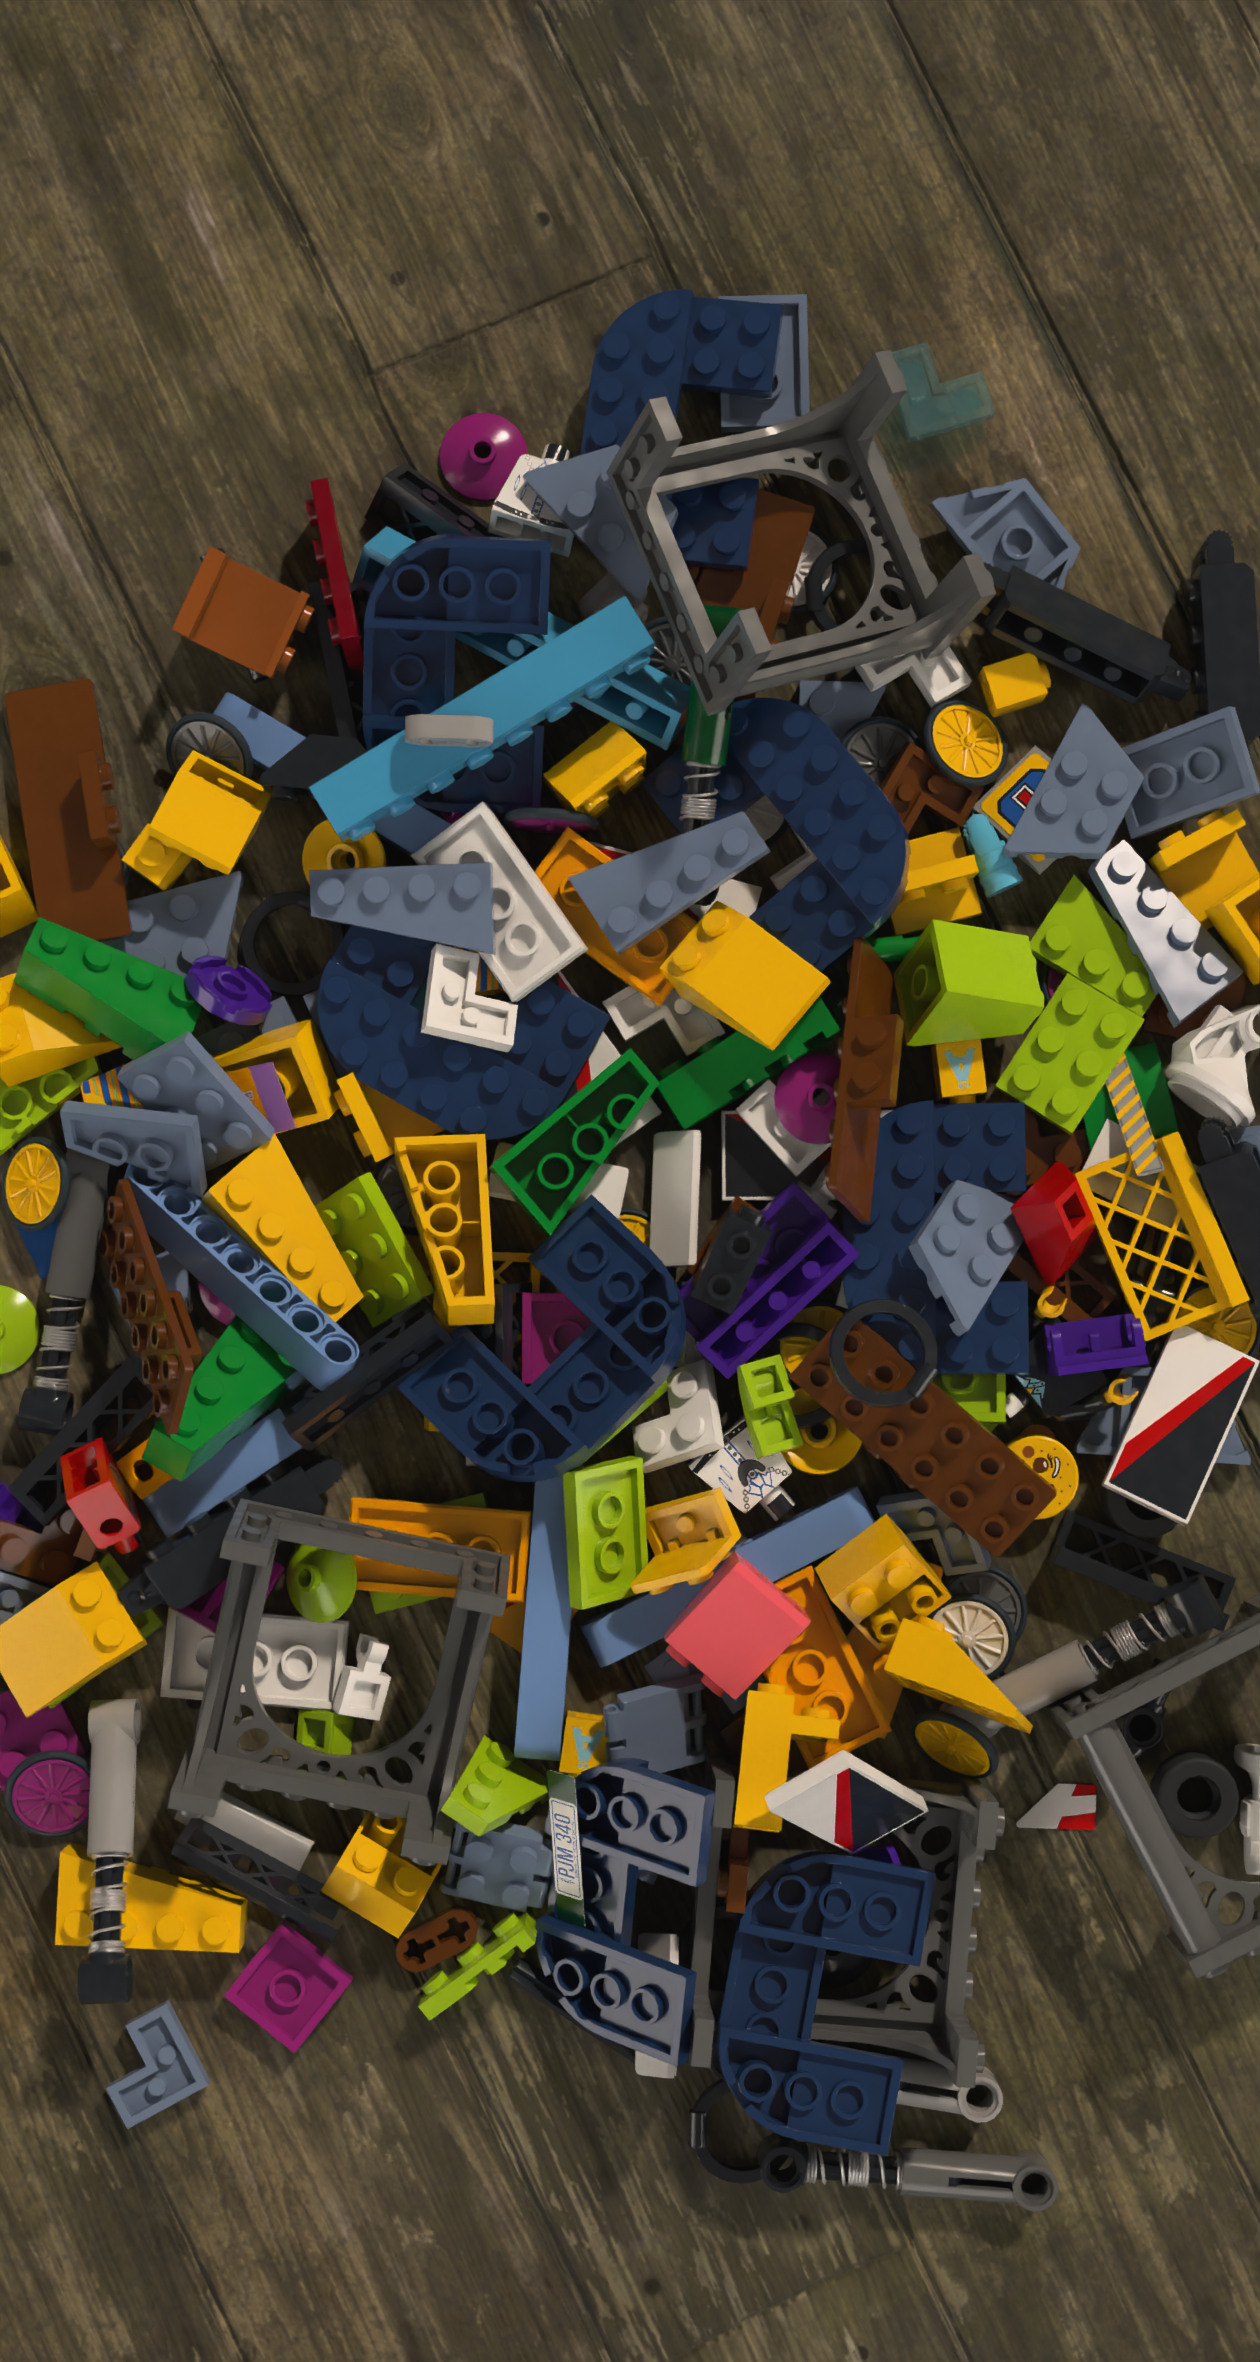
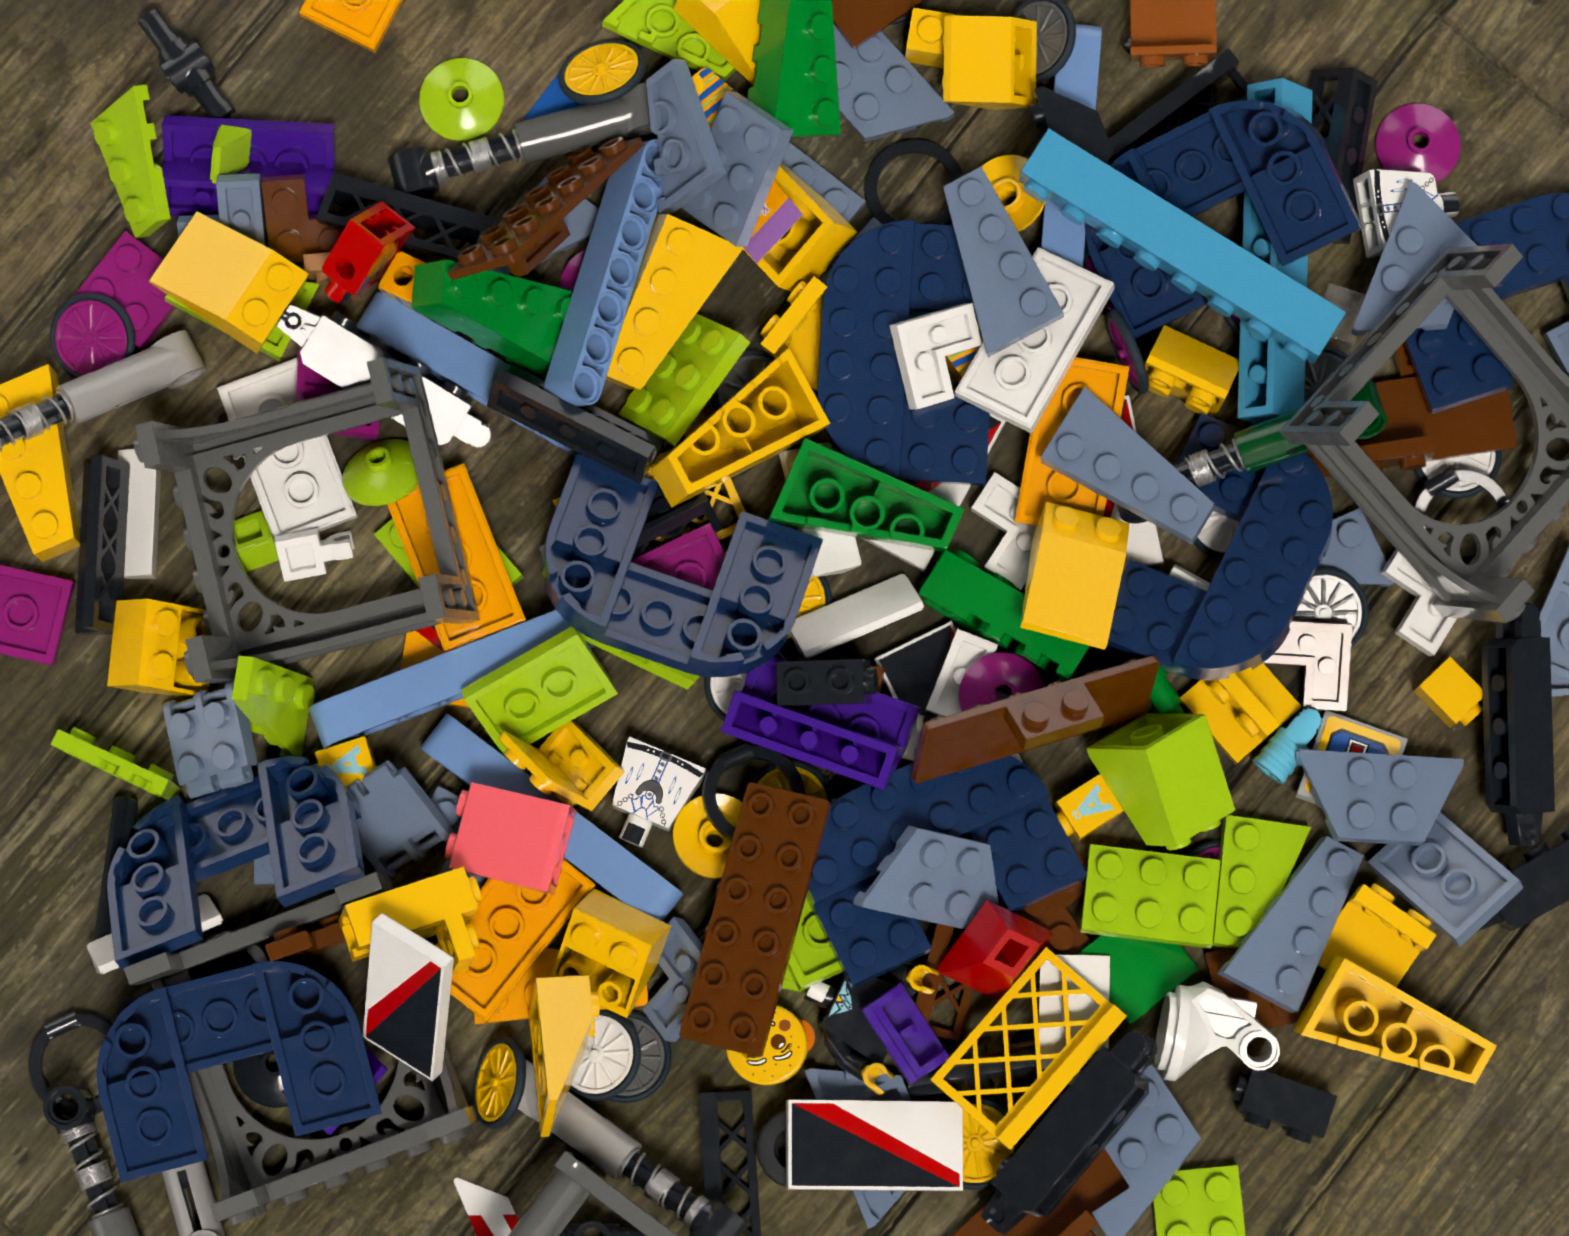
camera: 65 degrees right, 5 degrees down
(228, 992) = (844, 151): dark purple tile -> none
(336, 586) = (1240, 73): dark red wing -> none
(431, 1929) = (114, 729): reddish brown beam -> none
(449, 730) = (1154, 219): light grey beam -> none
(566, 1848) = (253, 786): sticker -> none
(691, 1426) = (665, 723): white plate -> none
(766, 1406) = (714, 777): lime slope -> none
(918, 1382) = (796, 888): black piece -> none
(965, 743) = (1377, 676): yellow wheel -> none
(1133, 1120) = (1119, 976): sticker -> none

